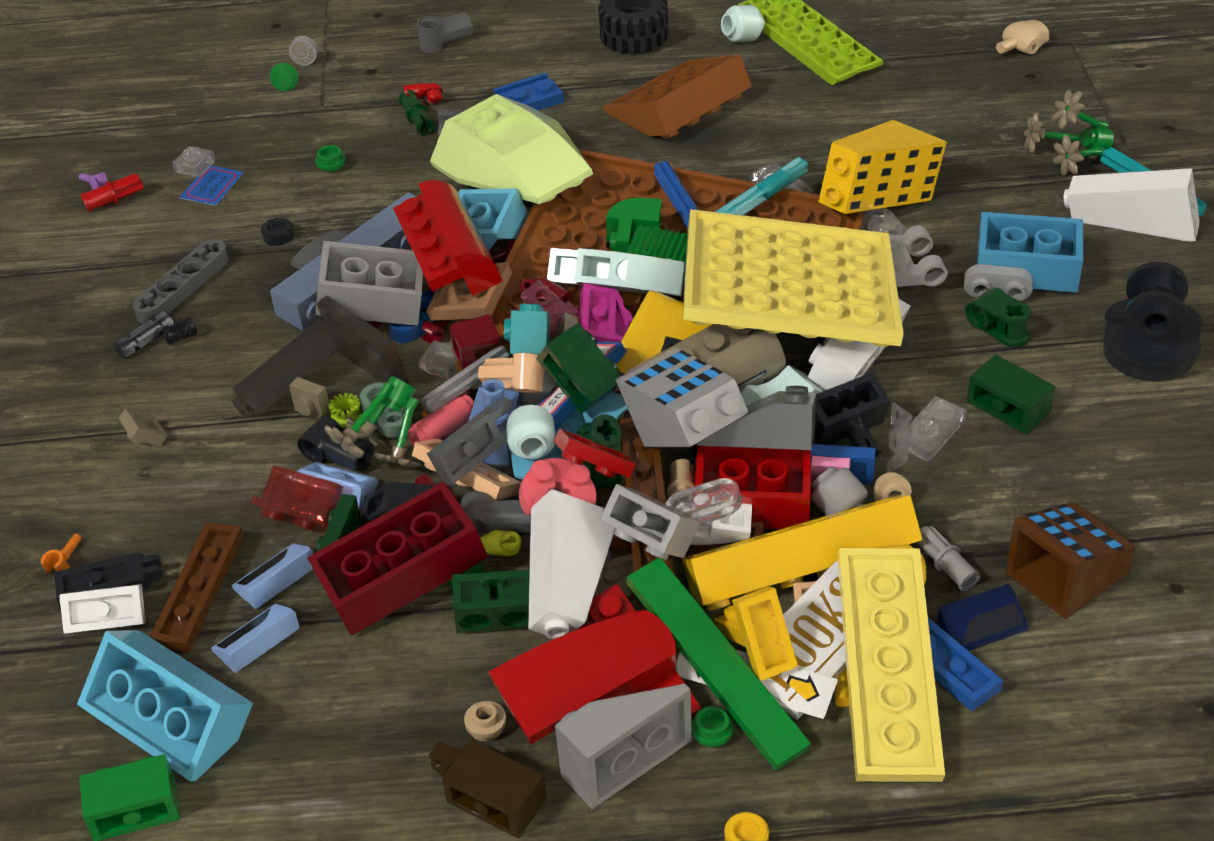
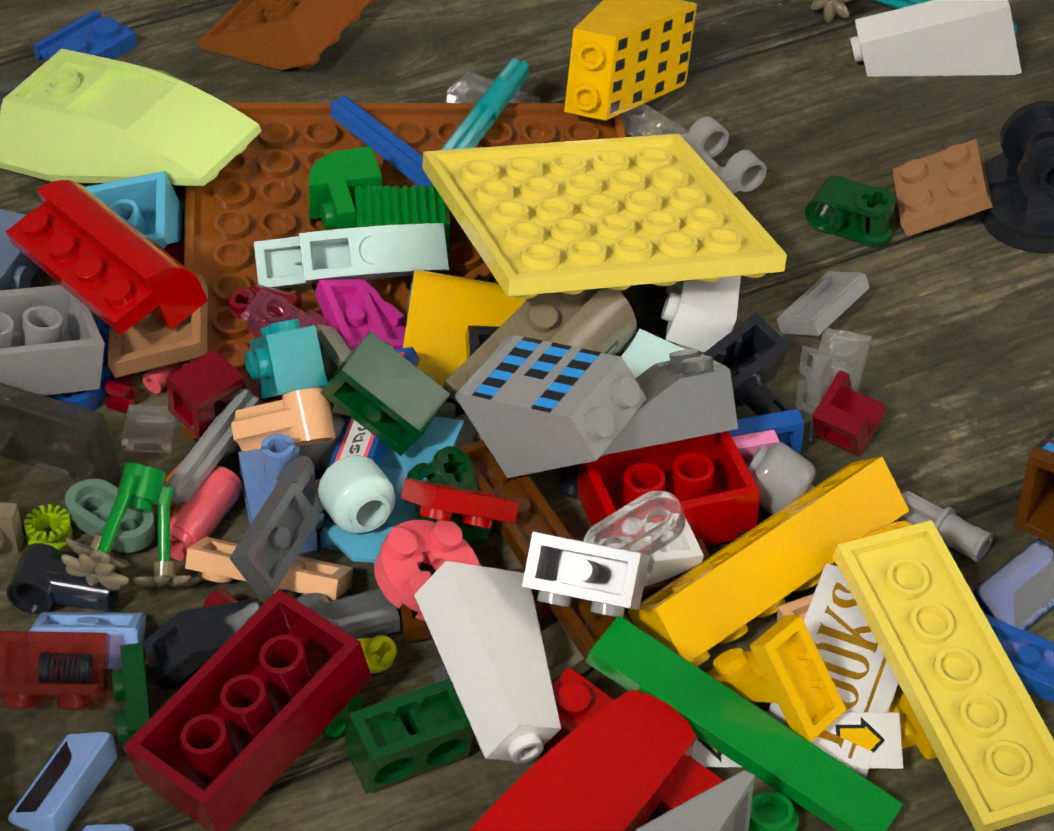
camera: 25 degrees left, 0 degrees up
(298, 499) = (47, 663): none -> black piece
(681, 476) = (575, 519): tan pin -> none
(891, 482) = (833, 454): tan plate -> none
(915, 460) = (846, 416): none -> dark red panel
(941, 378) = (823, 303): none -> light grey tile
(1011, 394) = (914, 304): dark green brick -> none
(1012, 280) = (811, 167): light grey plate -> none
(1040, 244) = (849, 123): dark azure brick -> none
(1077, 313) = (942, 187): none -> medium nougat plate

